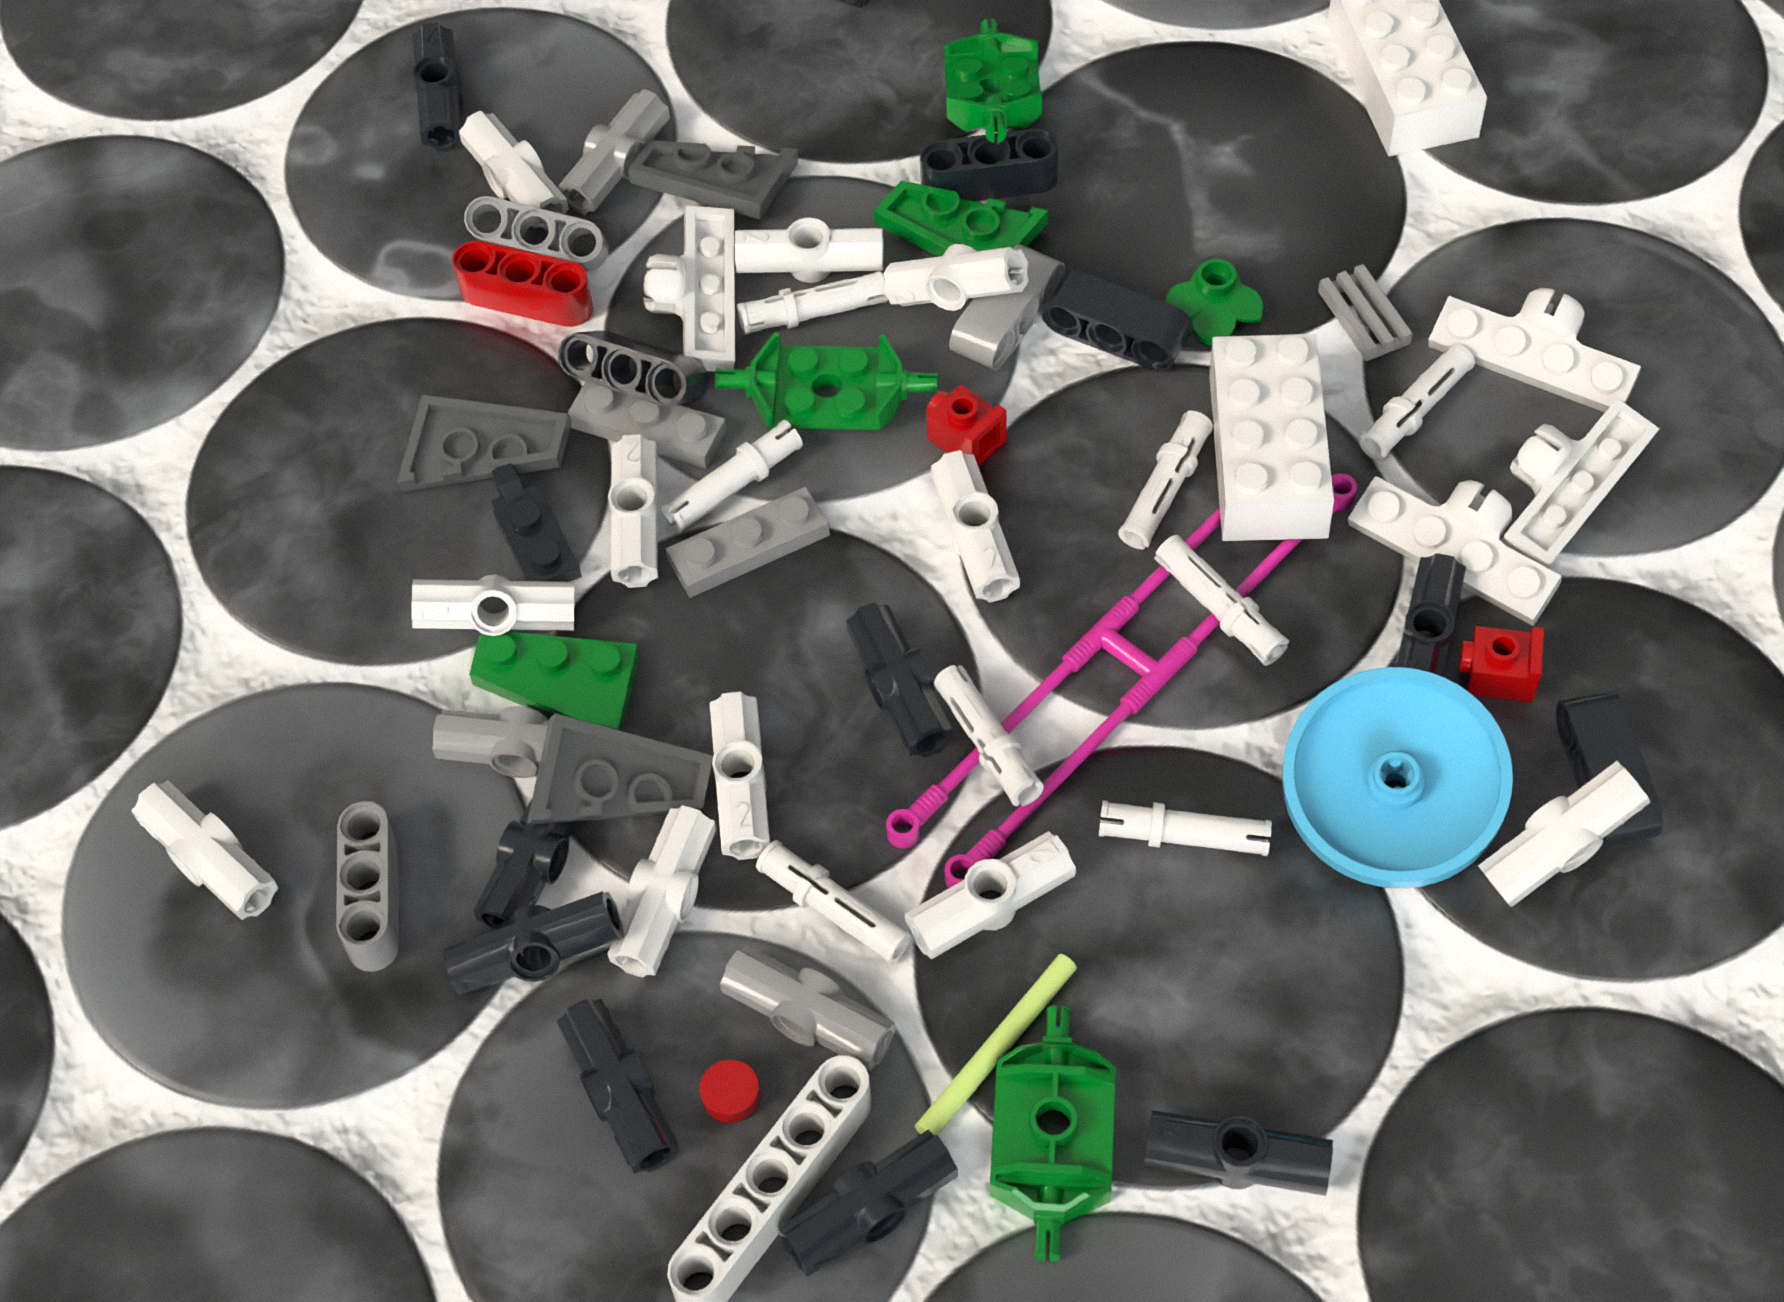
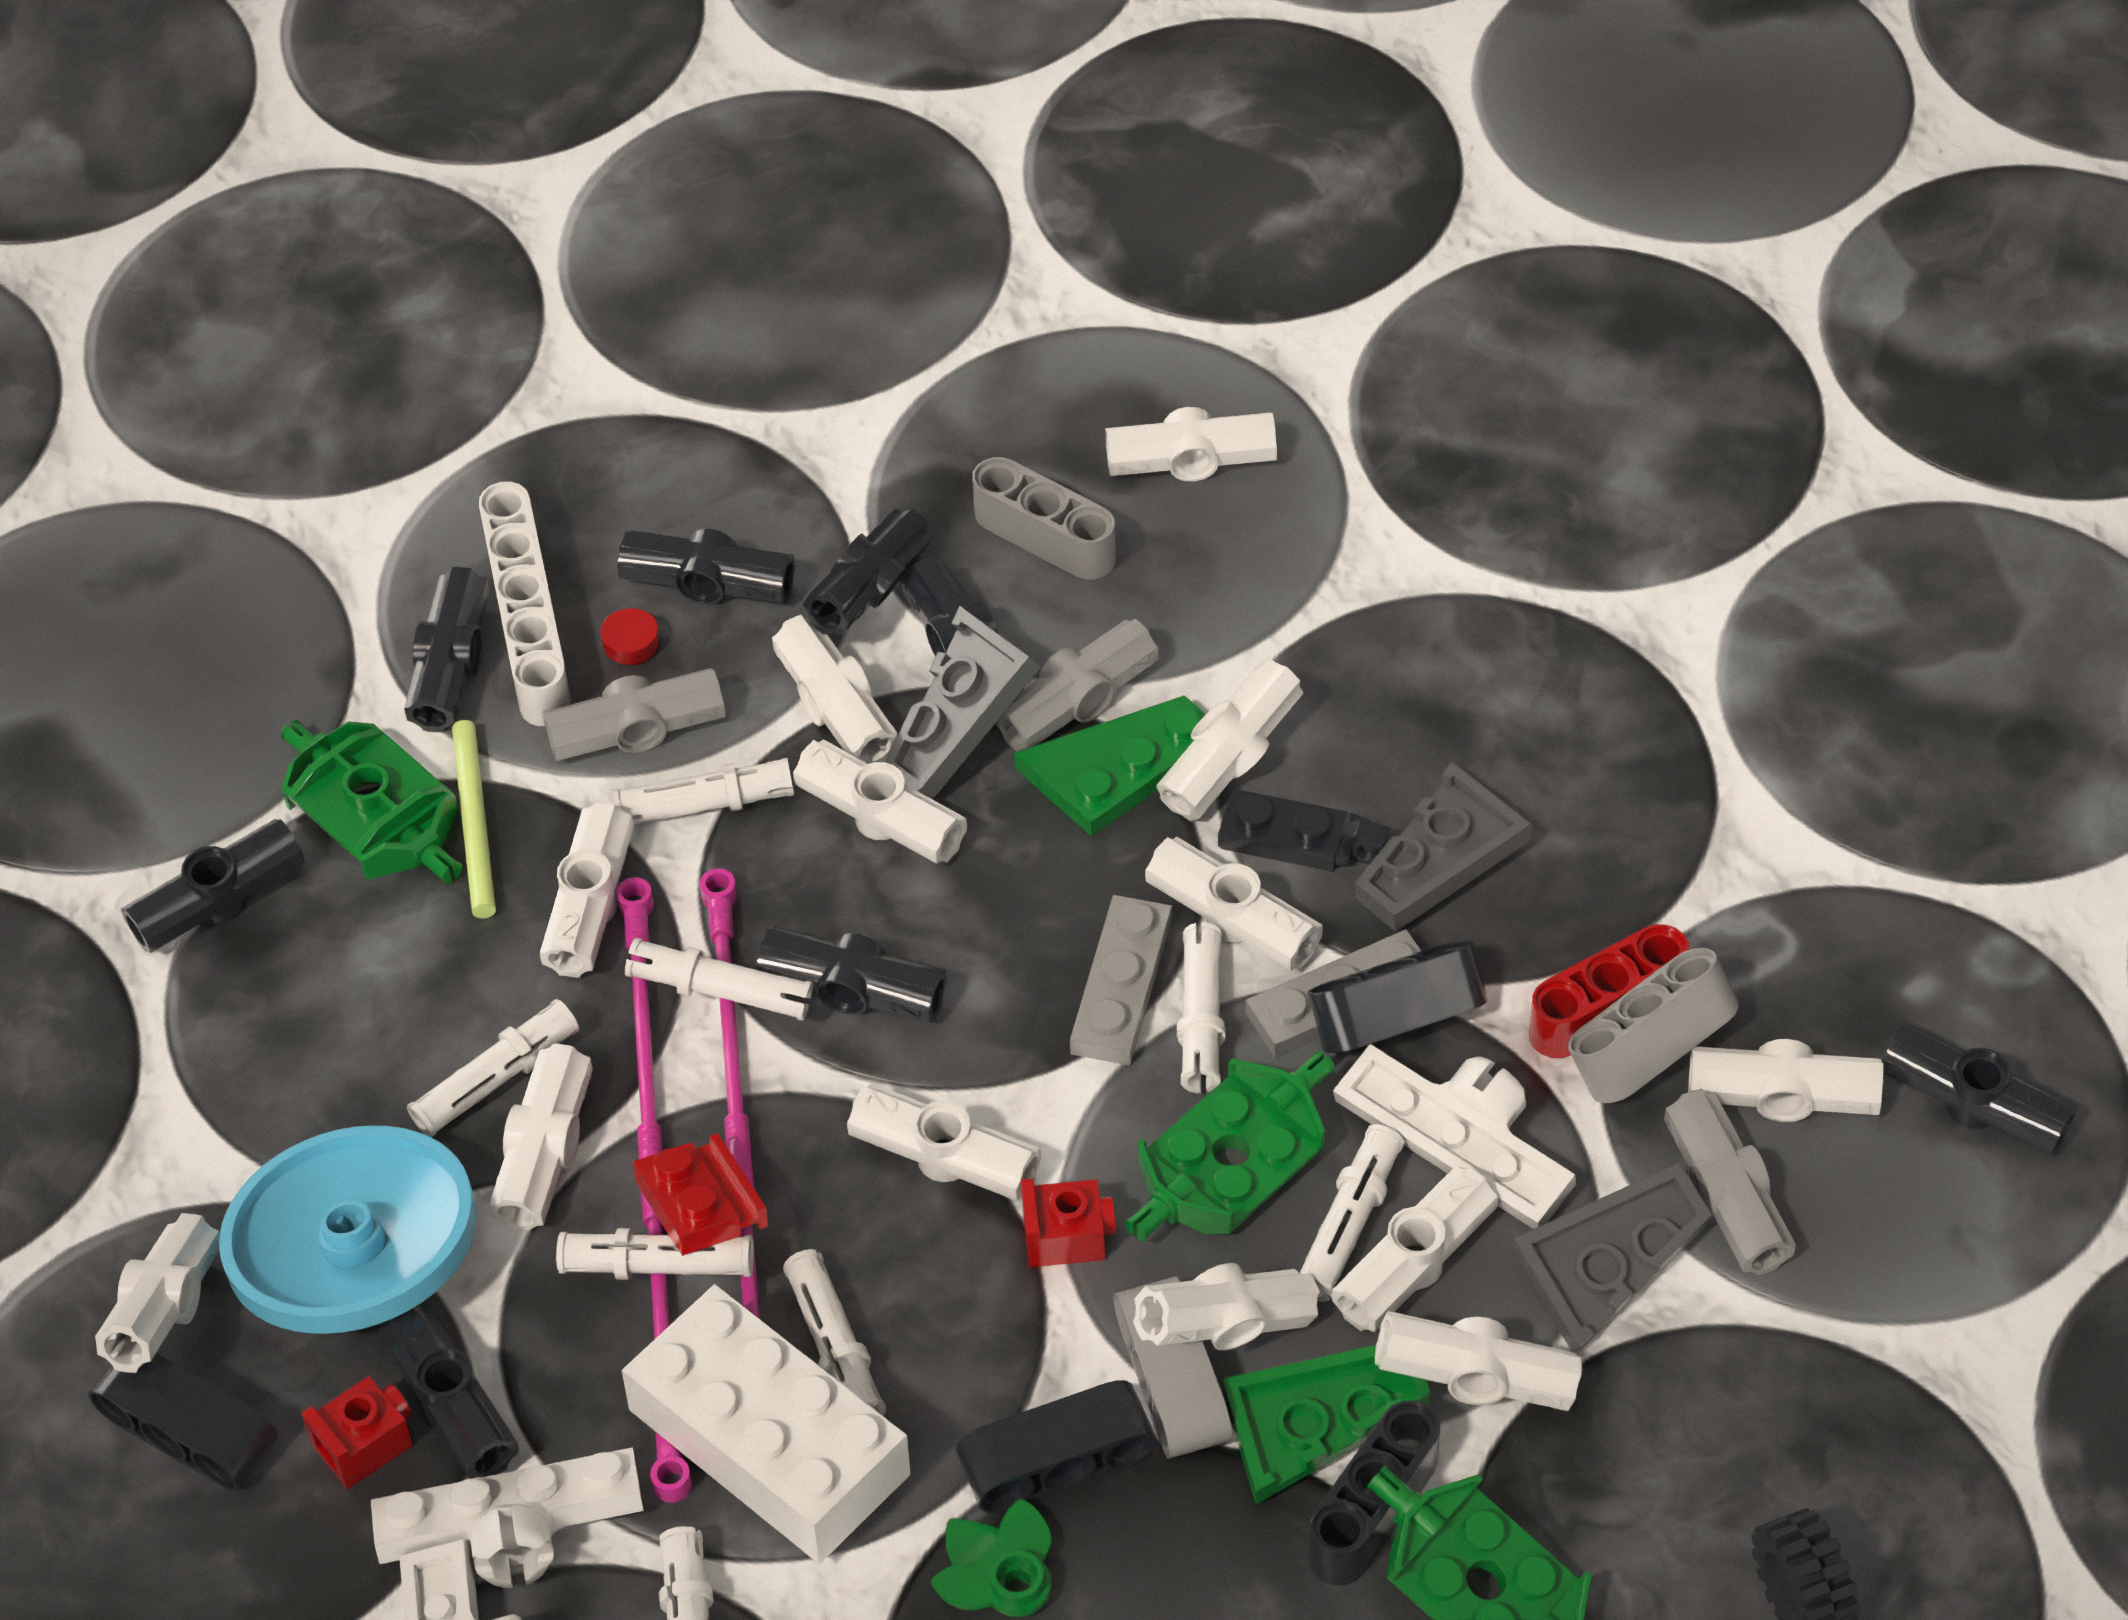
camera: 130 degrees right, 5 degrees down
(863, 164) = (1478, 1361): none -> white piece
(1160, 598) = (699, 1194): none -> red plate
(1204, 748) = (541, 1137): none -> white piece

